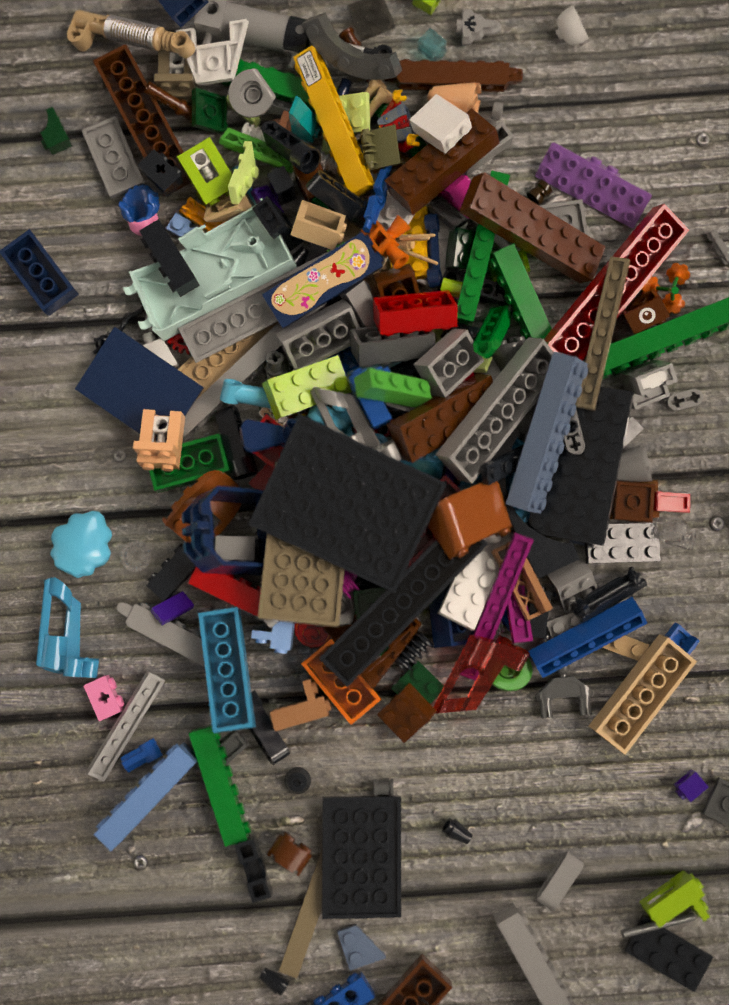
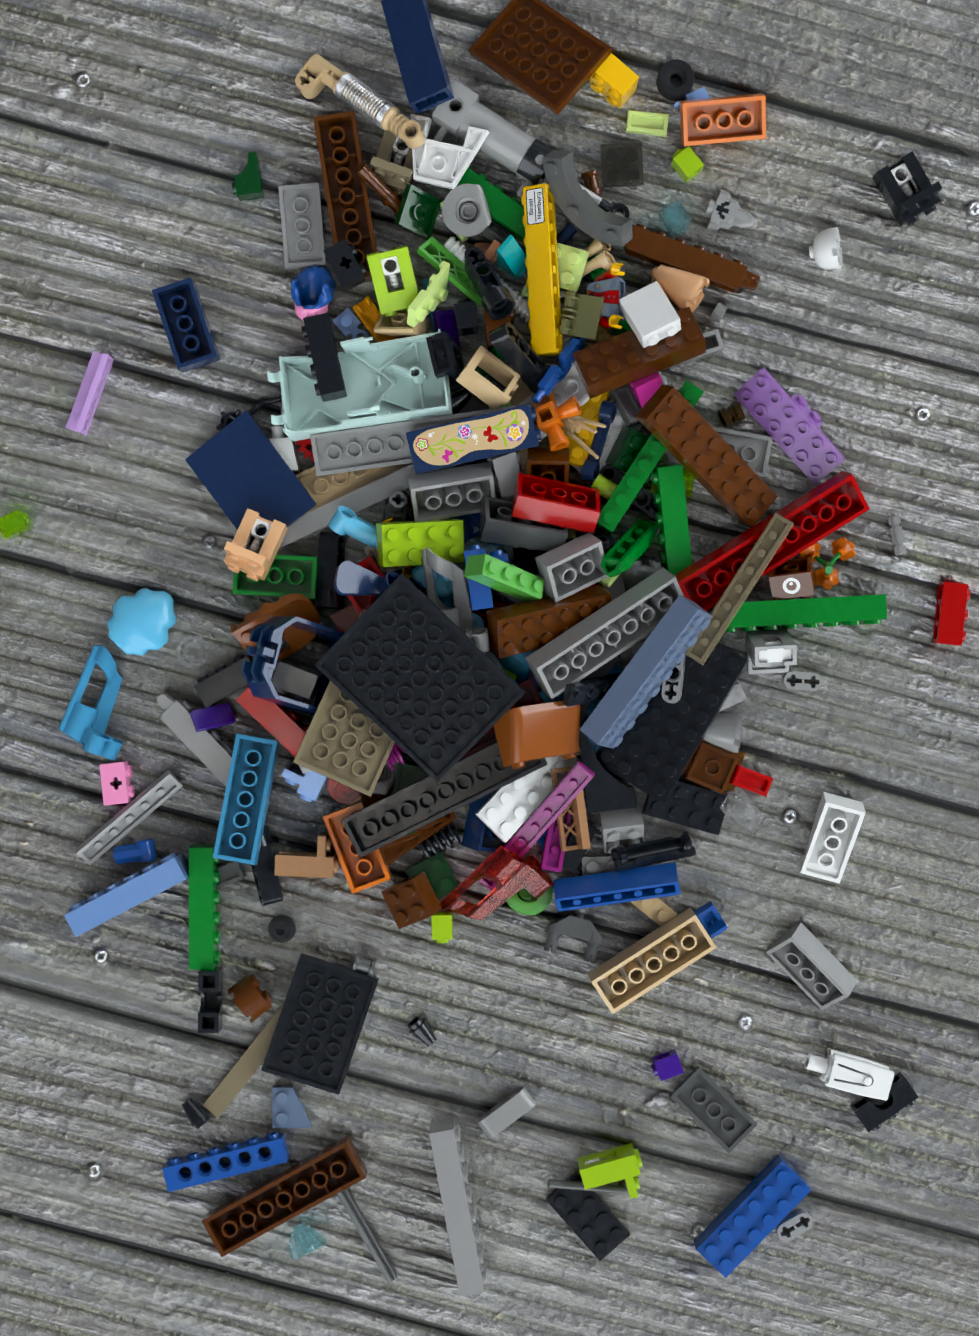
camera: 20 degrees right, 5 degrees up
(442, 728) = (442, 927): none -> lime brick

